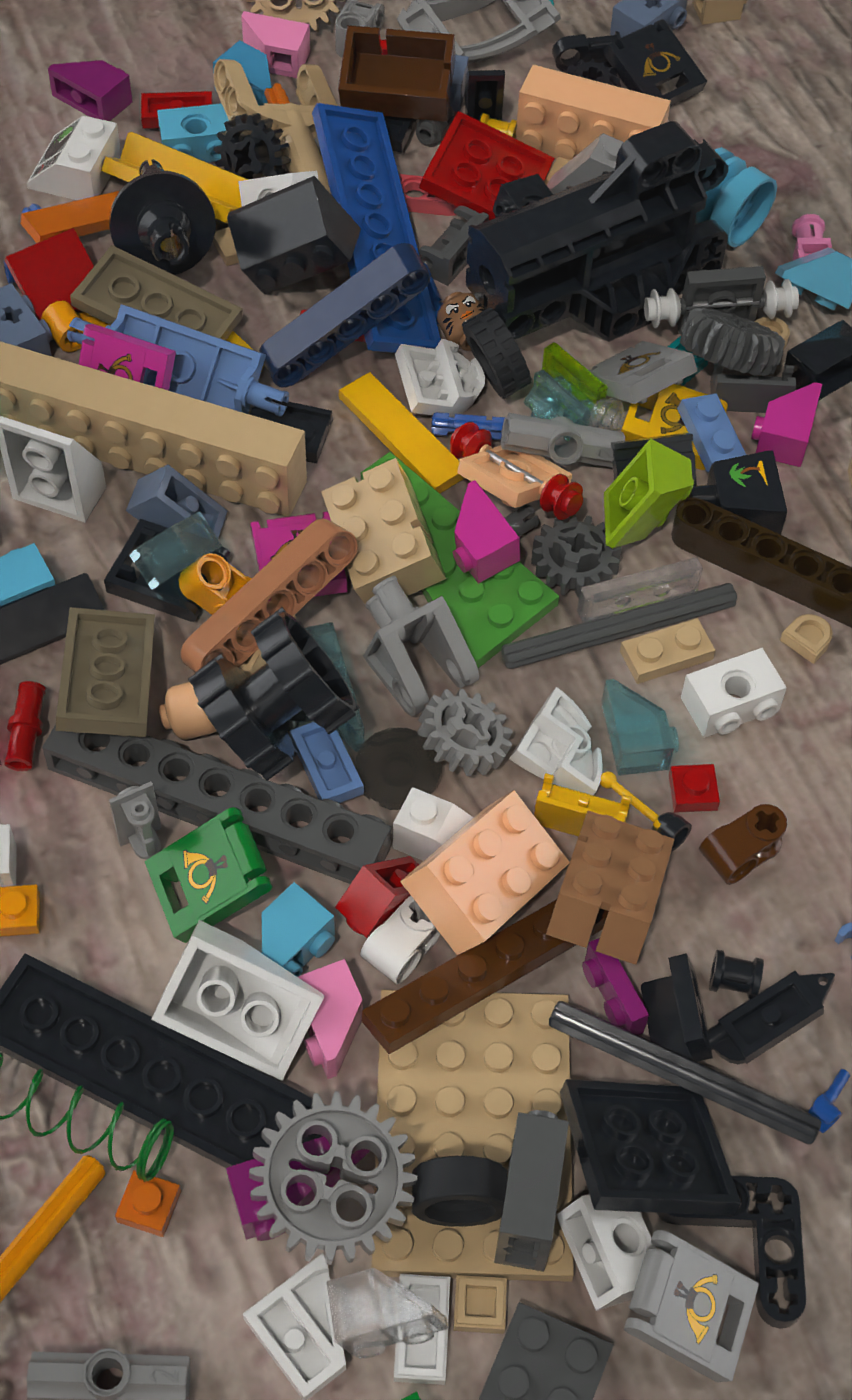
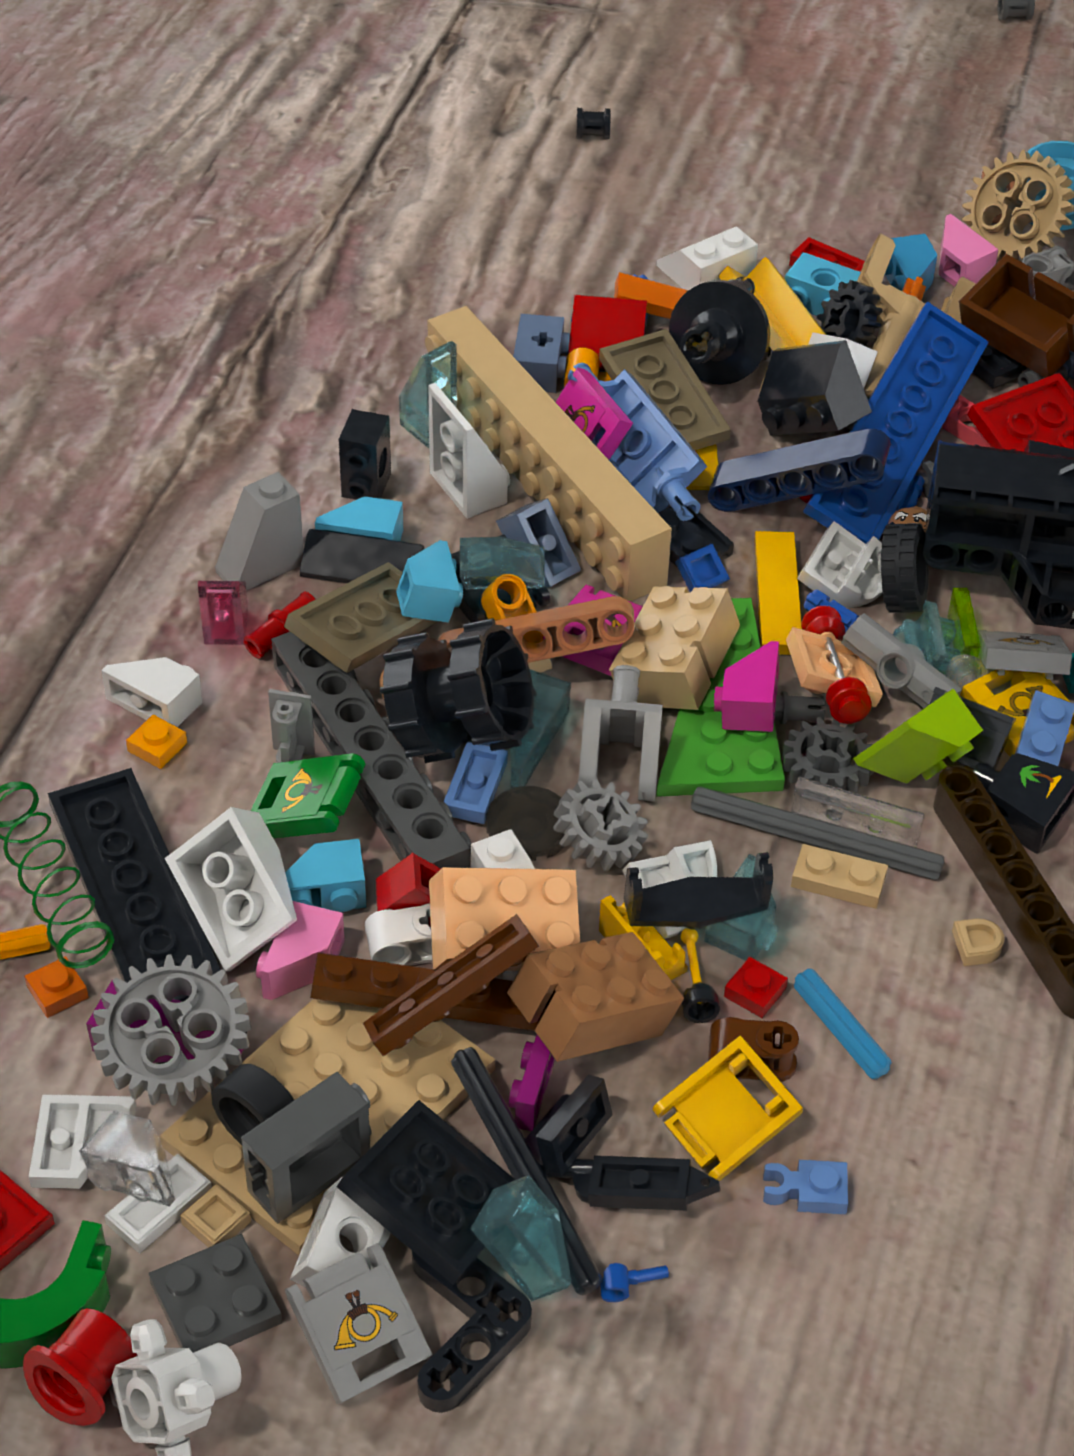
camera: 40 degrees right, 10 degrees down
(91, 87) = (774, 216): magenta slope -> none
(136, 607) = (430, 584): none -> medium azure slope
(330, 451) = (702, 568): none -> blue tile
(508, 962) = (449, 985): none -> reddish brown plate
(613, 744) = (698, 900): none -> black piece
(736, 974) = (643, 1133): black bush -> none
(745, 1130) = (525, 1237): none -> clear light blue slope
(747, 676) = (858, 936): white brick -> none
(778, 917) = (720, 1116): none -> yellow container
(781, 773) = (842, 1024): none -> dark azure axle

